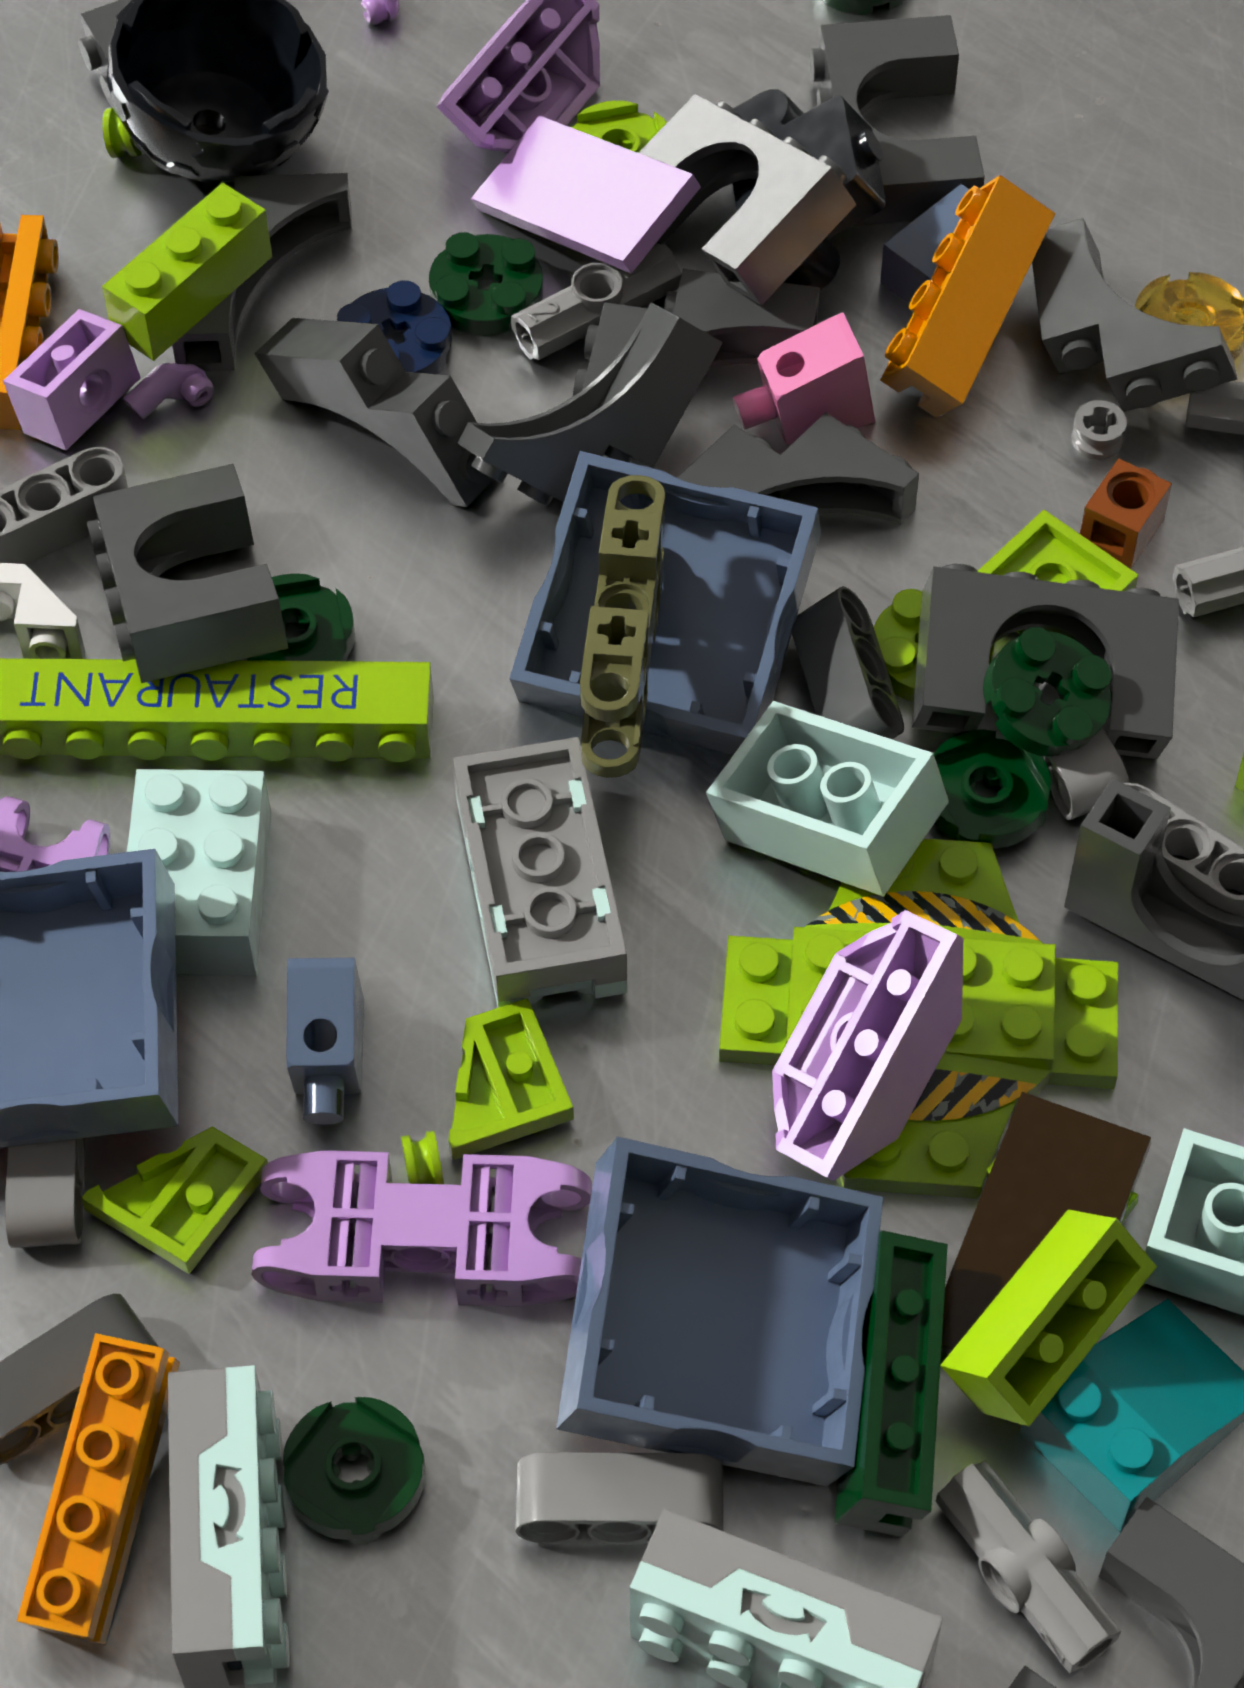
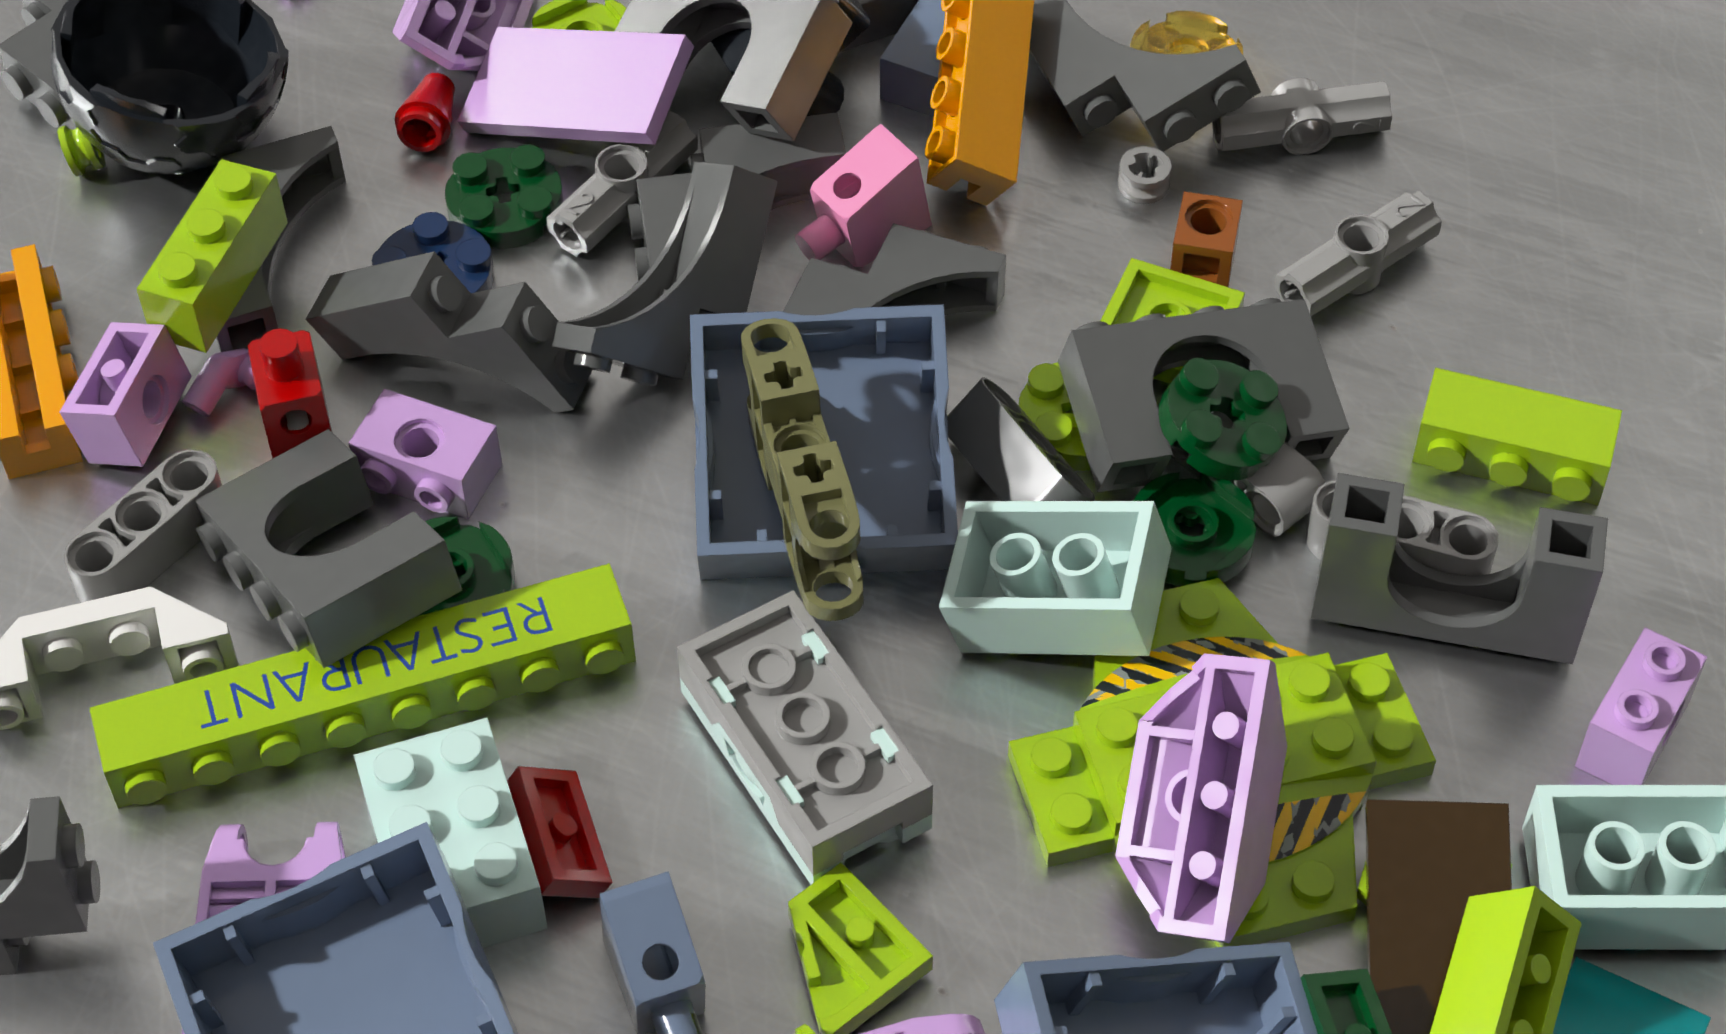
camera: 20 degrees left, 5 degrees down
(215, 406) = (286, 381): none -> red torso
(293, 892) = (559, 832): none -> red plate
(314, 511) = (426, 453): none -> lavender brick
(444, 184) = (426, 114): none -> red cone

